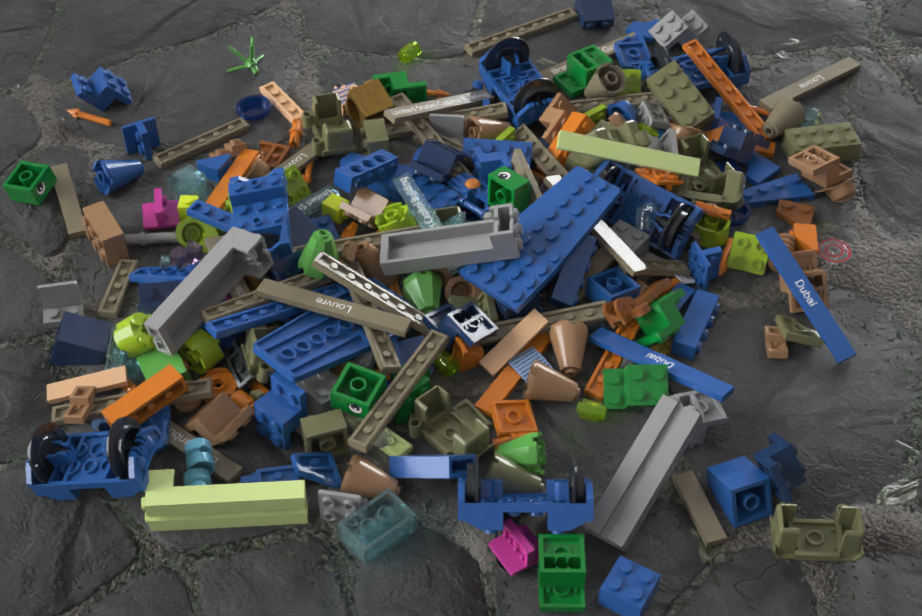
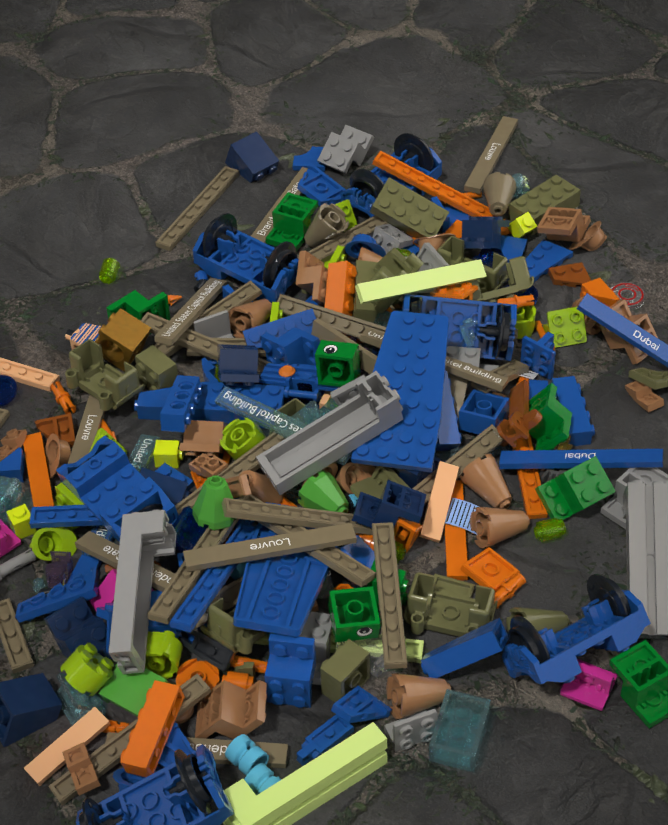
camera: 30 degrees left, 0 degrees up
(349, 227) = (207, 466): none -> medium nougat slope
(526, 452) = (528, 593): bright green cone -> none
(781, 152) = (522, 225): none -> neon yellow brick

